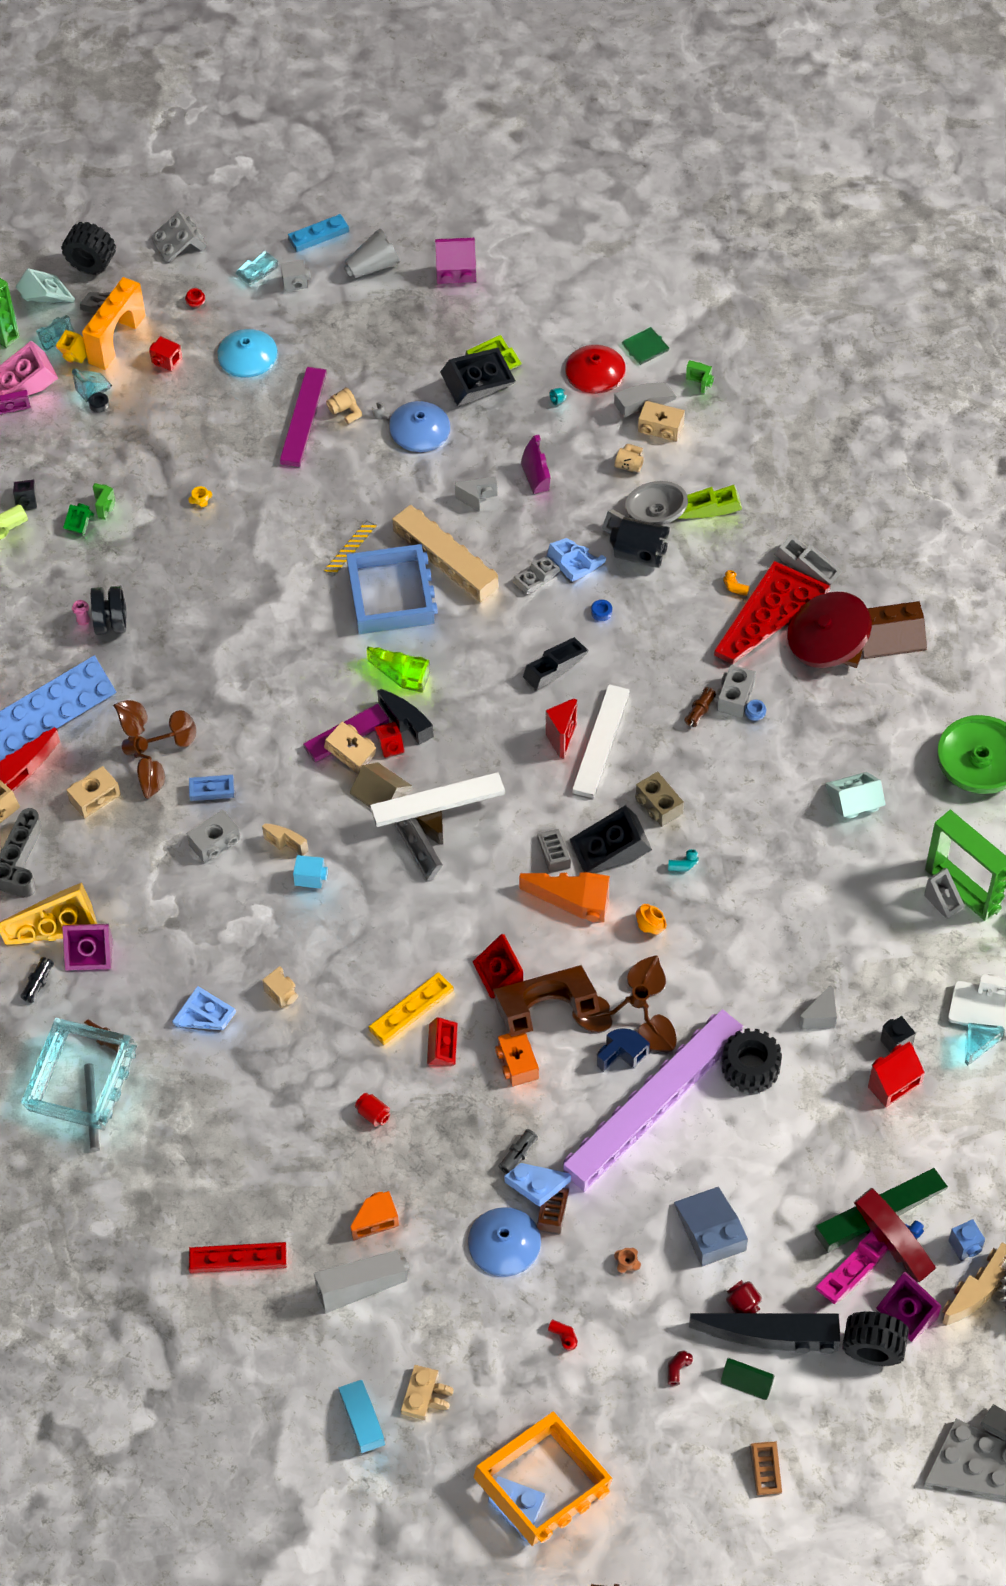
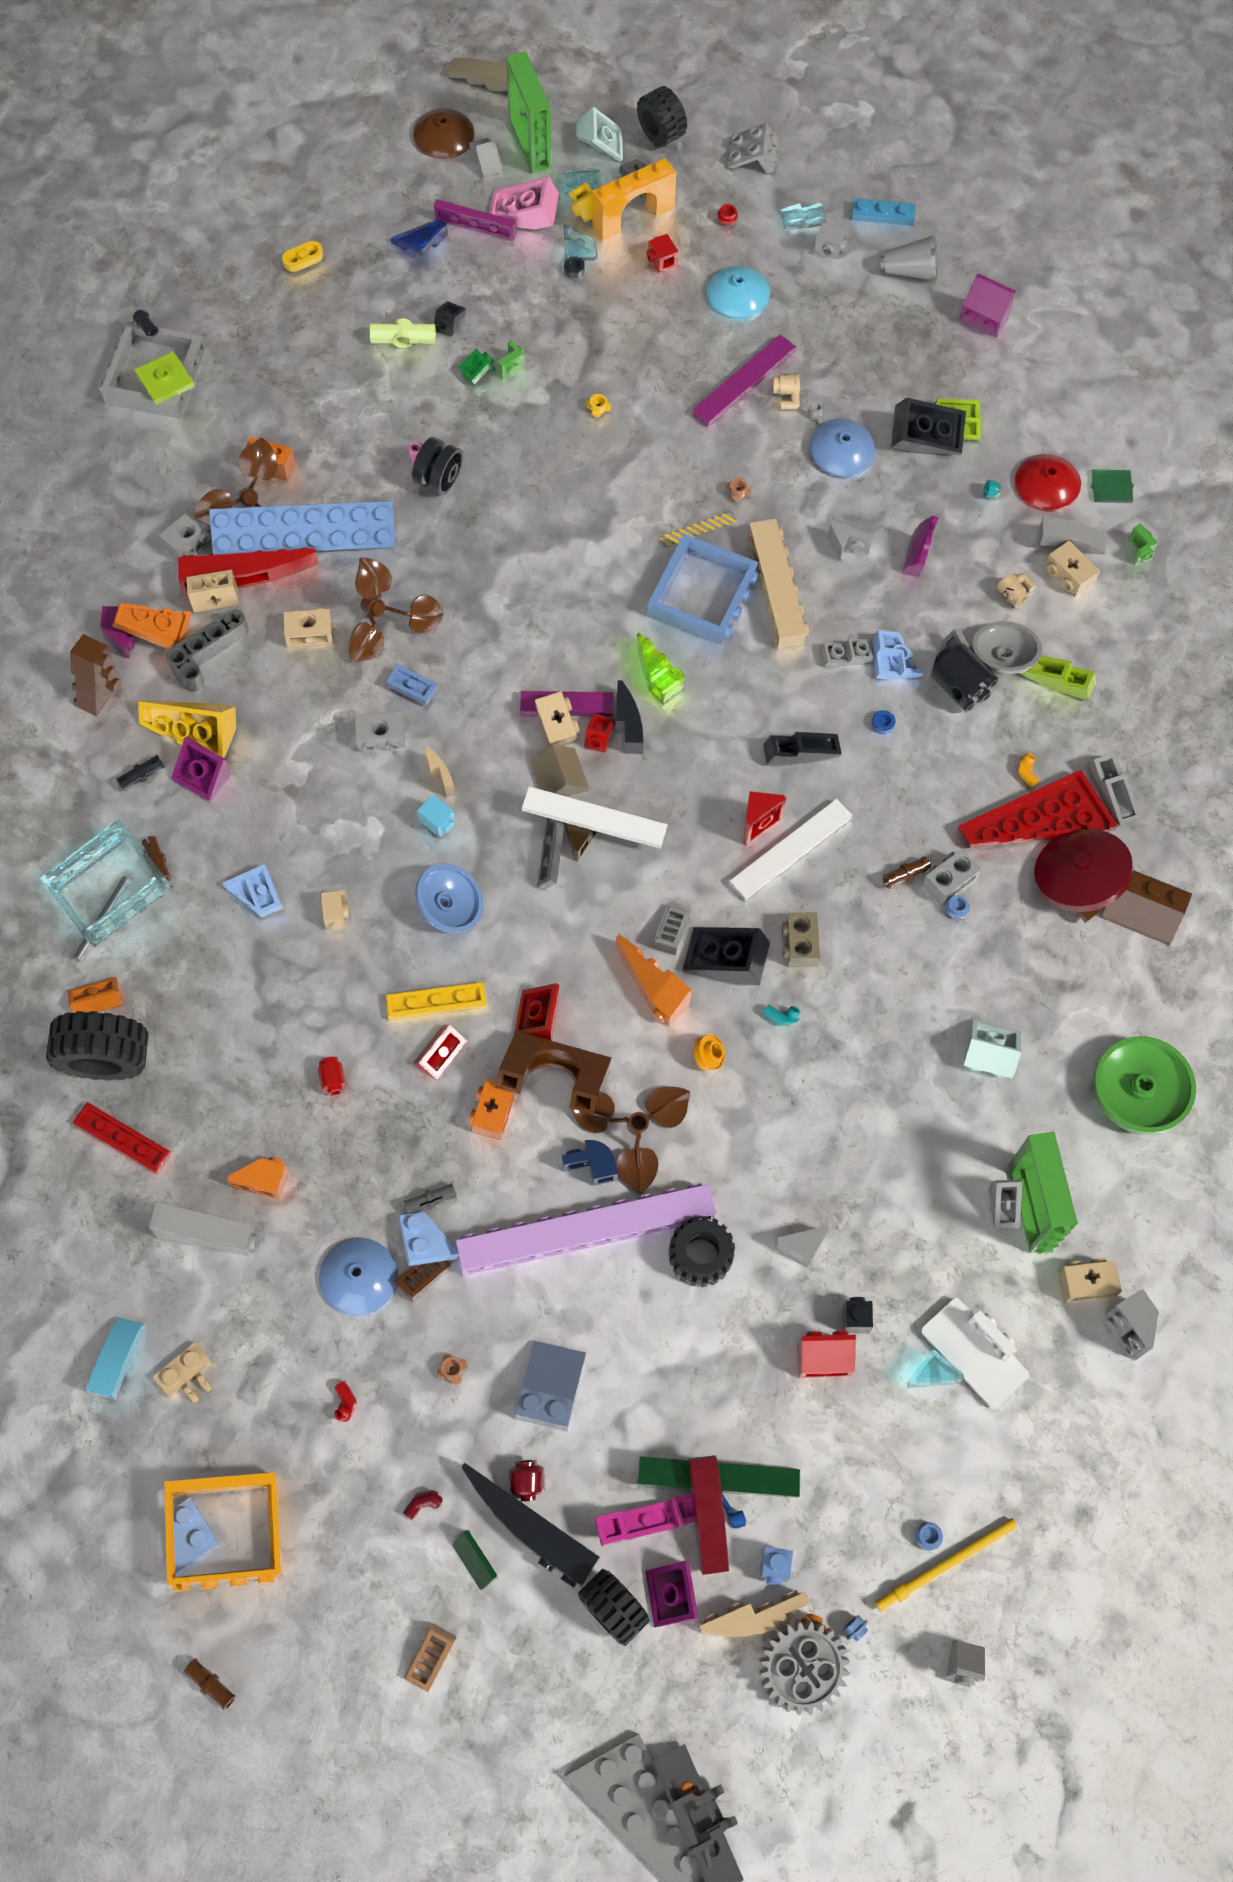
camera: 30 degrees right, 10 degrees up
(133, 1168) = (95, 996): none -> orange slope
(175, 1191) = (97, 1045): none -> black tyre
(361, 500) = (738, 483): none -> nougat plate
(367, 924) = (456, 891): none -> medium blue dish

